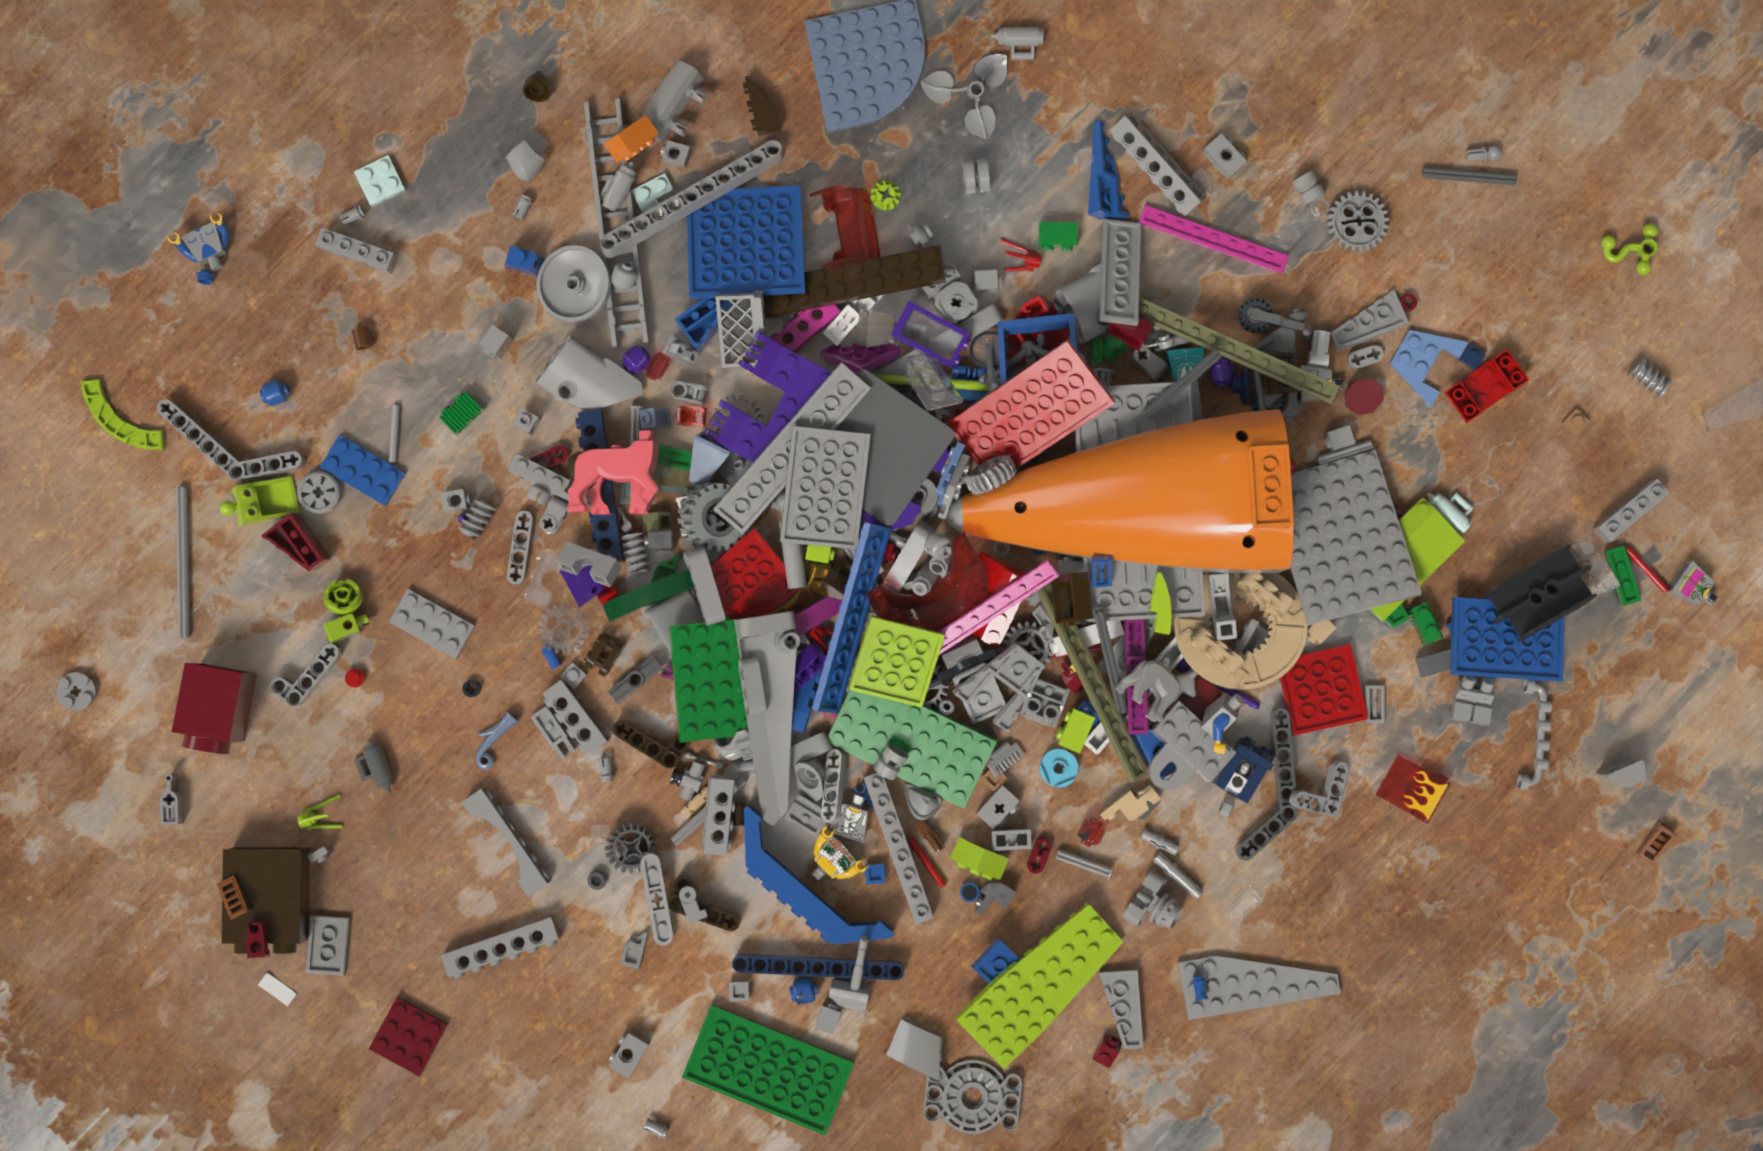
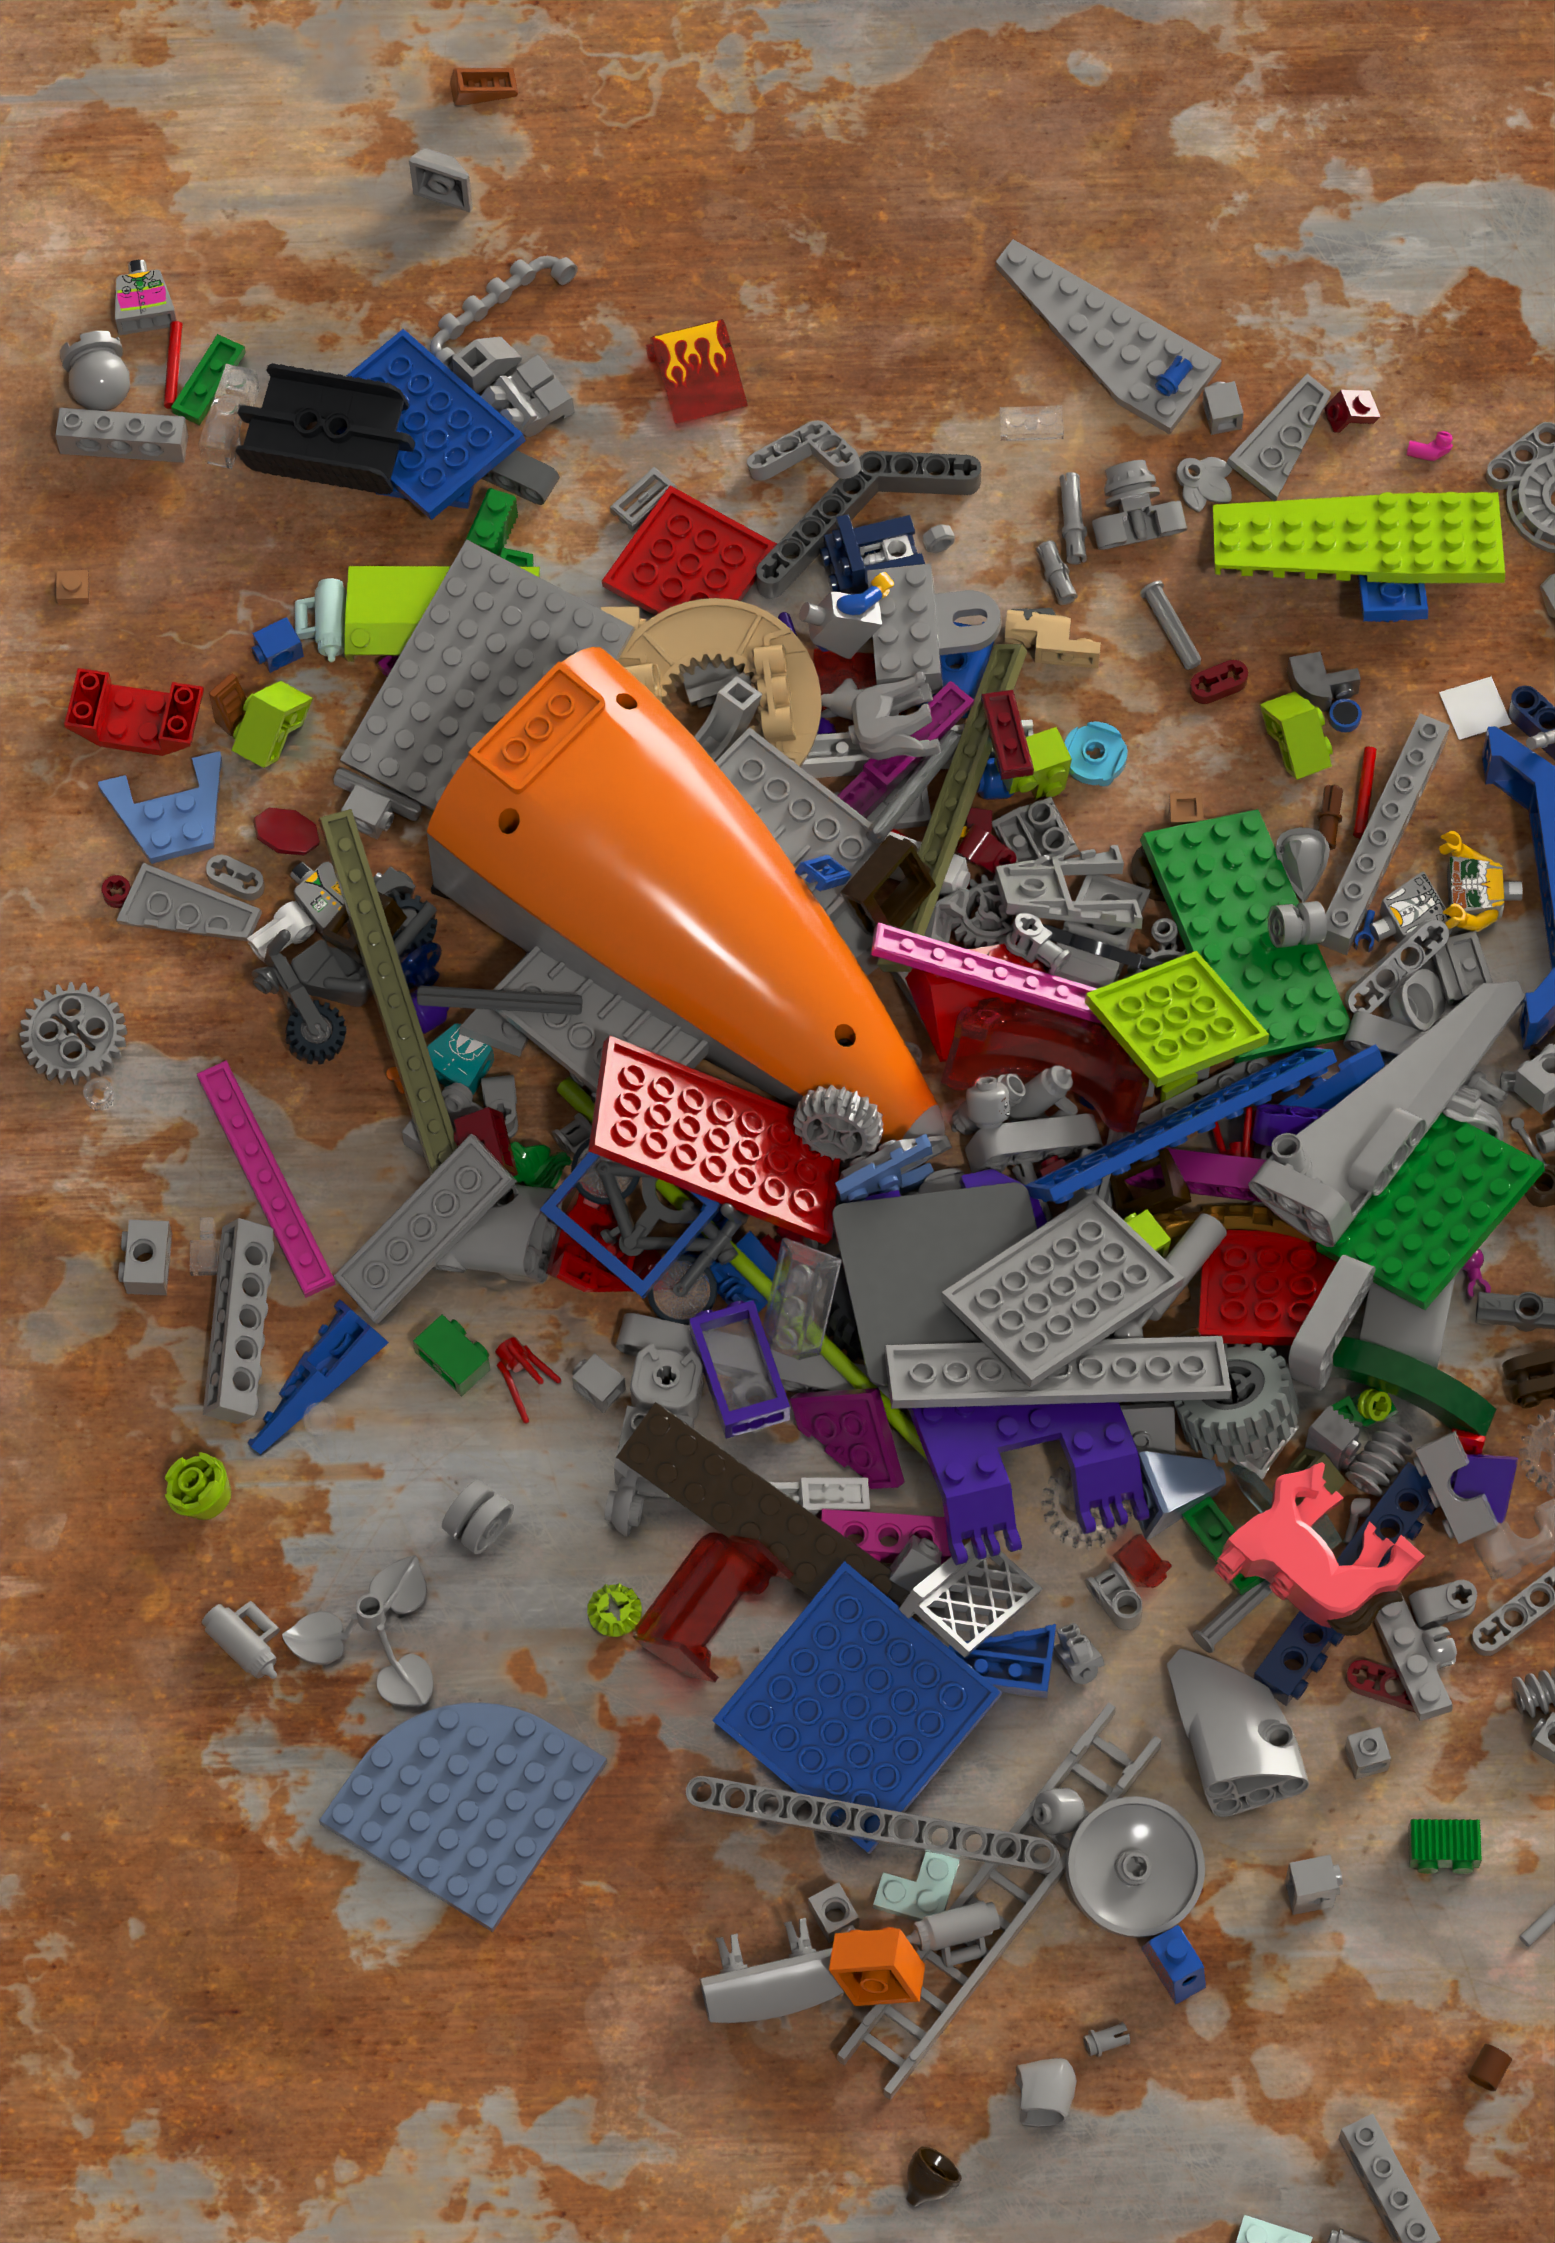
camera: 135 degrees left, 20 degrees down
(636, 359) = (1145, 1699): dark purple head -> none
(655, 418) = (1193, 1601): sand blue bracket -> none
(657, 366) = (1126, 1666): clear red brick -> none
(658, 572) = (1382, 1408): none -> lime bush
(764, 113) = (667, 1855): dark brown slope -> none
(777, 321) = (915, 1562): none -> light grey brick
(875, 328) = (798, 1447): clear torso -> none
(875, 874) = (1439, 825): blue plate -> none
(917, 951) = (1475, 707): none -> white sticker
(989, 641) = (1036, 943): none -> light grey connector
(1000, 754) = (1138, 825): light grey piece -> none
(1000, 796) = (1230, 777): light grey brick -> none
(1011, 839) = (1235, 721): light grey brick -> none
(1053, 1065) = (1433, 450): none -> dark pink arm
(1056, 668) = (985, 849): none -> dark red piece
(1091, 832) = (1128, 648): clear red head -> none
(1096, 727) = (1007, 734): none -> dark red tile
(1101, 78) = (198, 1487): none -> lime cone
(1135, 950) = (1207, 485): none -> light grey plate
(1161, 605) = (793, 775): lime slope -> none
(1165, 995) = (1222, 407): none -> light grey brick
(1307, 186) = (87, 1128): light grey wheel -> none
(1423, 438) = (268, 721): none -> lime brick
(1447, 428) = (228, 703): none -> dark orange slope
(1458, 478) = (277, 645): none -> blue brick
(1472, 357) = (110, 763): dark blue plate -> none
(1510, 701) = (484, 362): none -> light grey slope
(1670, 526) = (96, 370): none -> light grey tile

